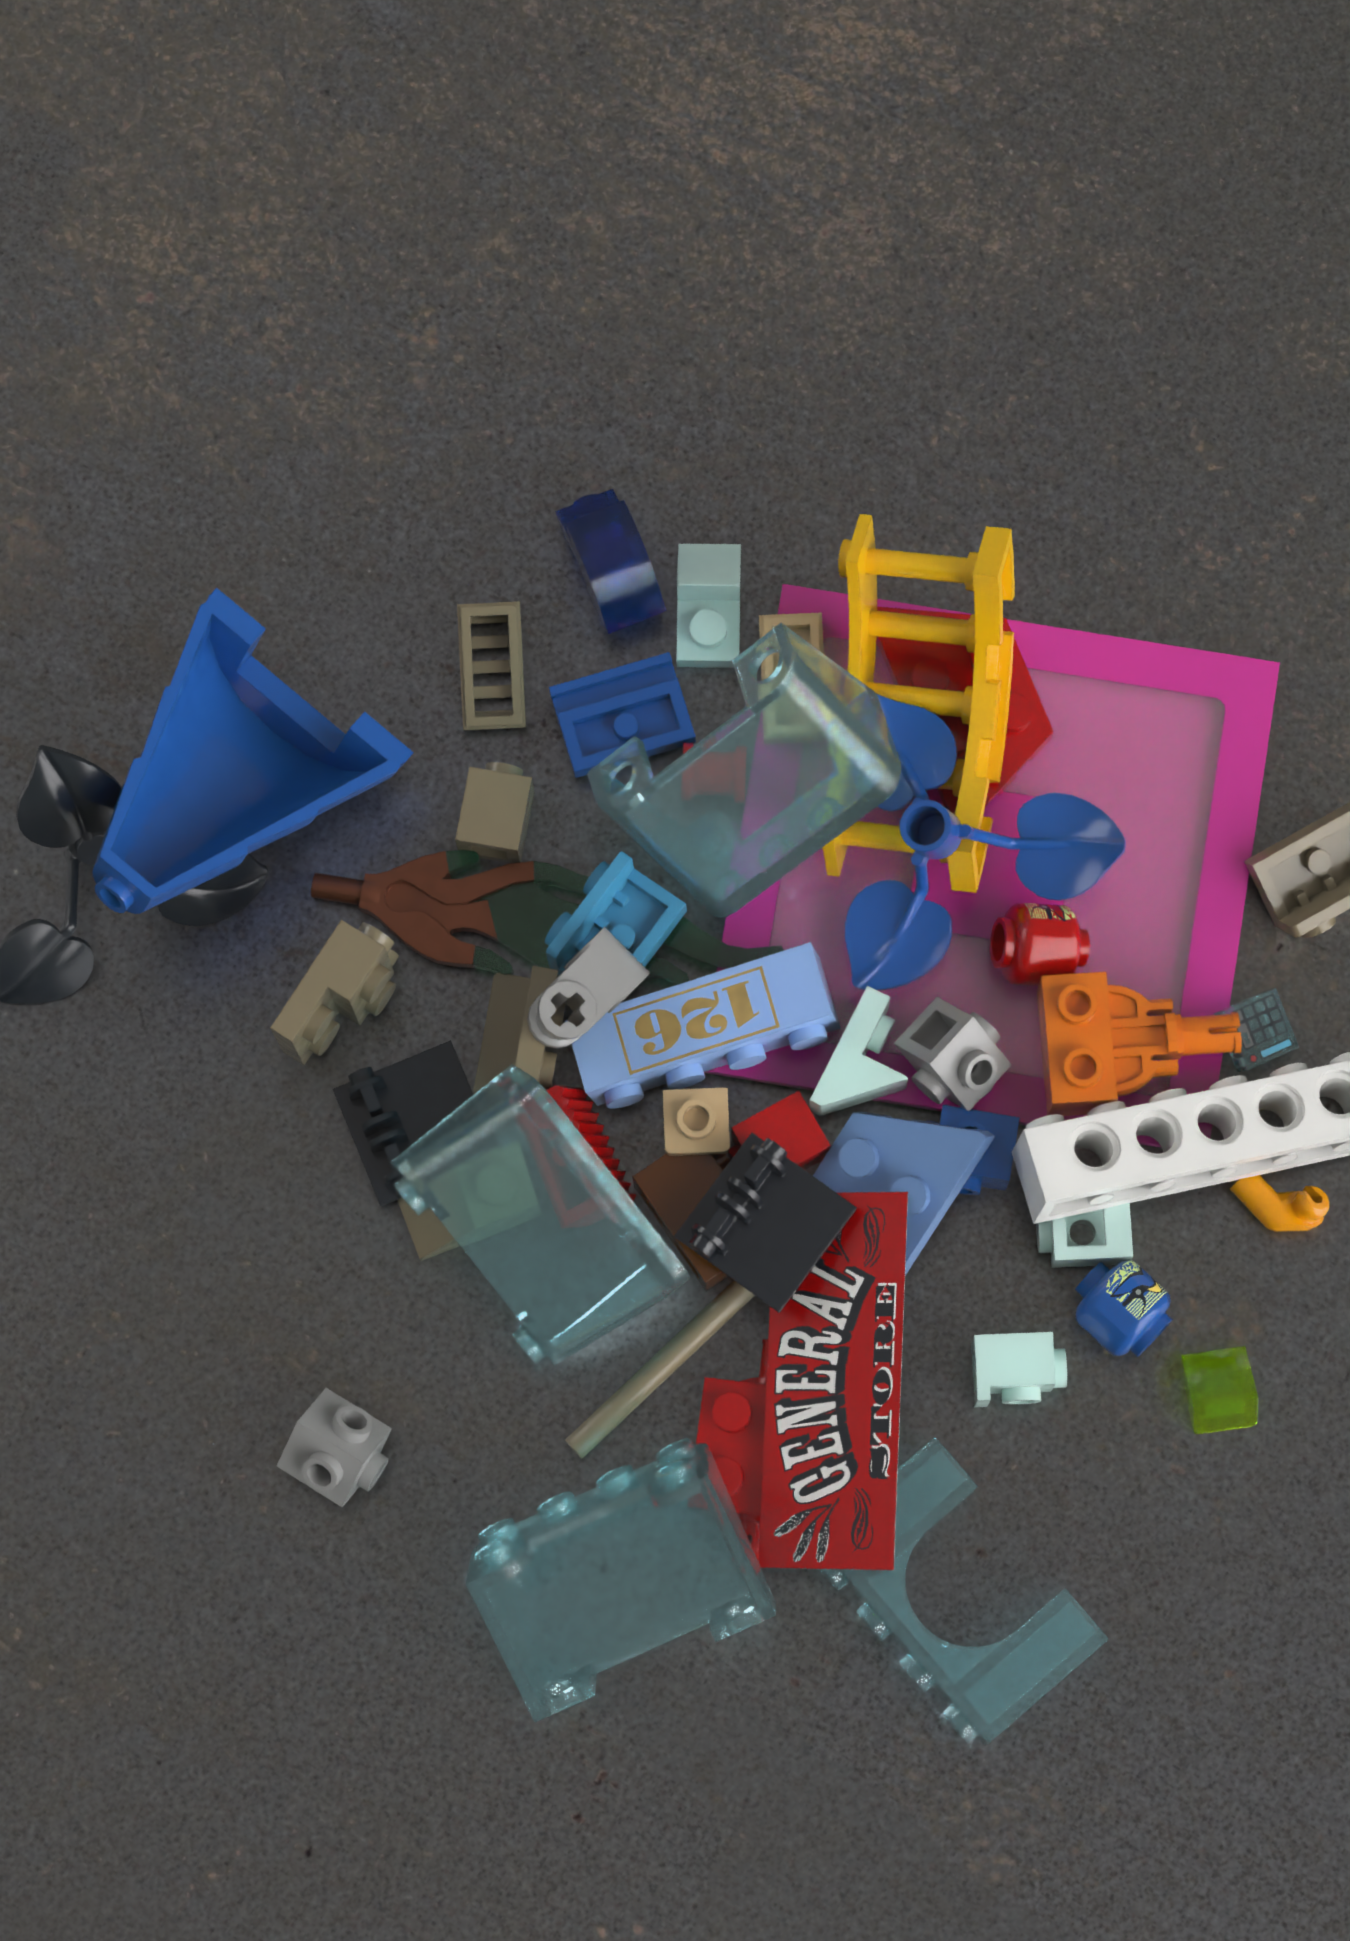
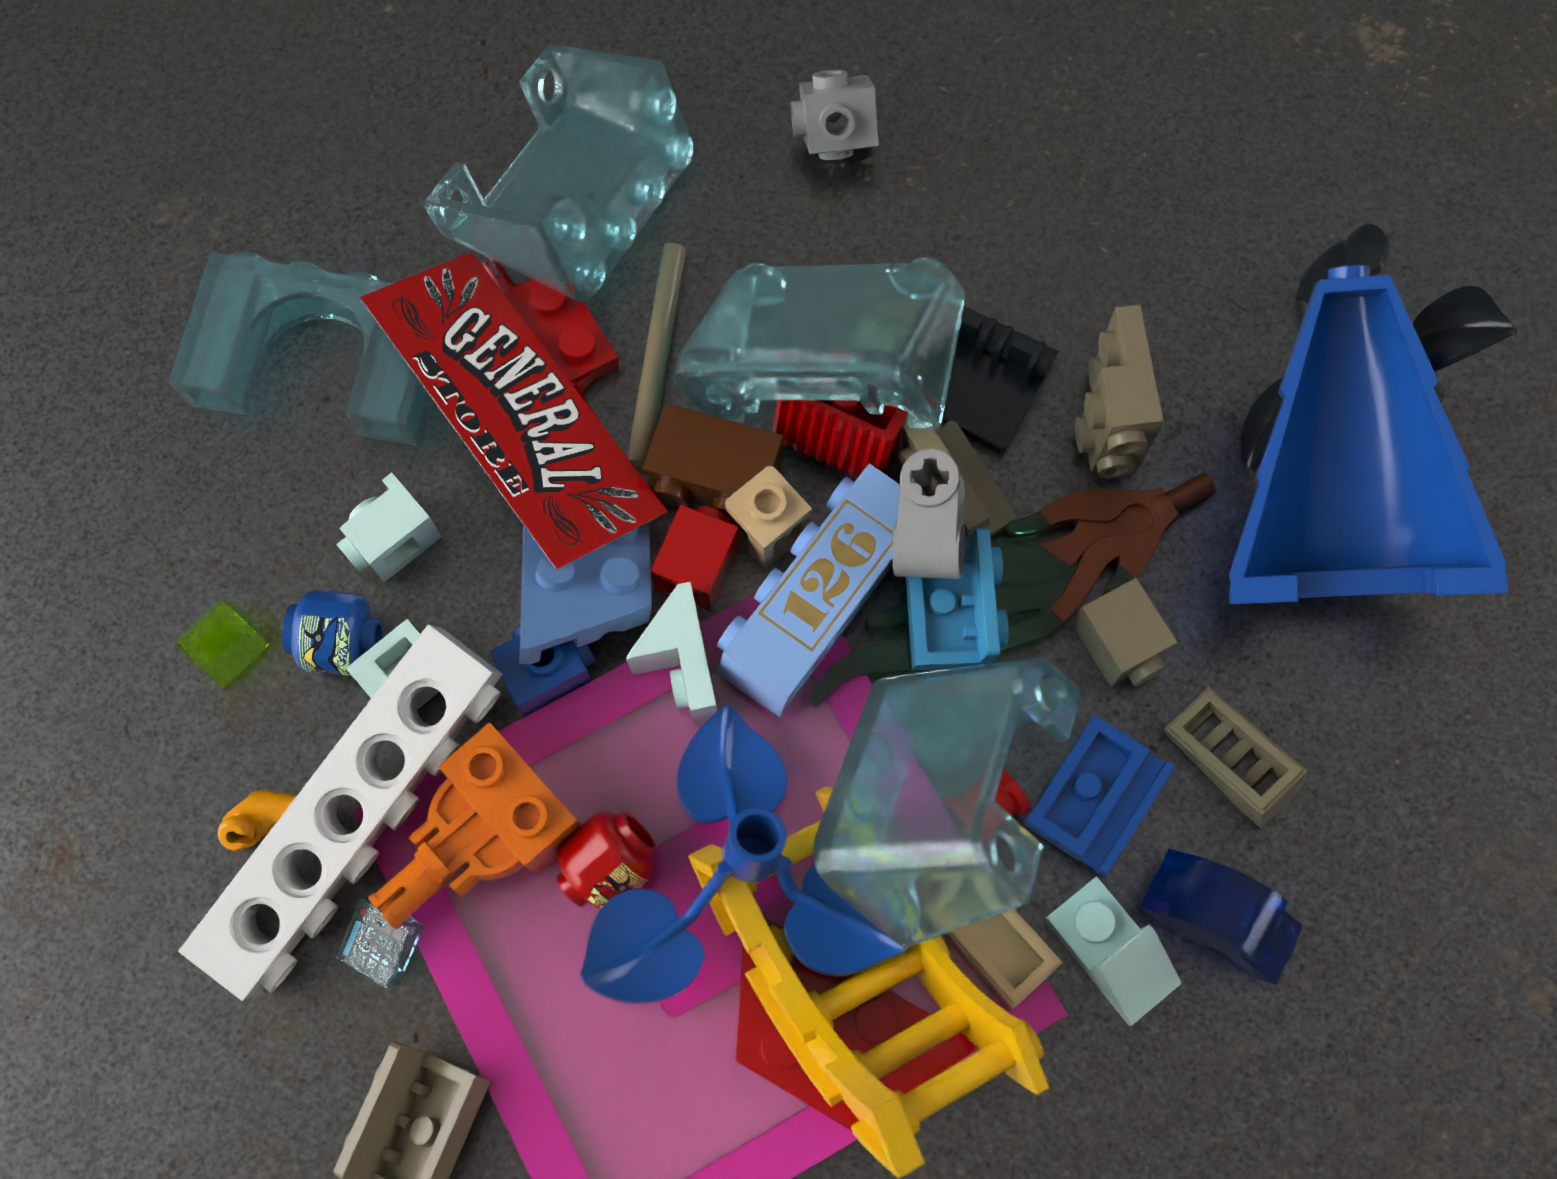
camera: 140 degrees right, 5 degrees down
(765, 1222) = (652, 468): black hinge -> none
(953, 1054) = (606, 710): light grey brick -> none

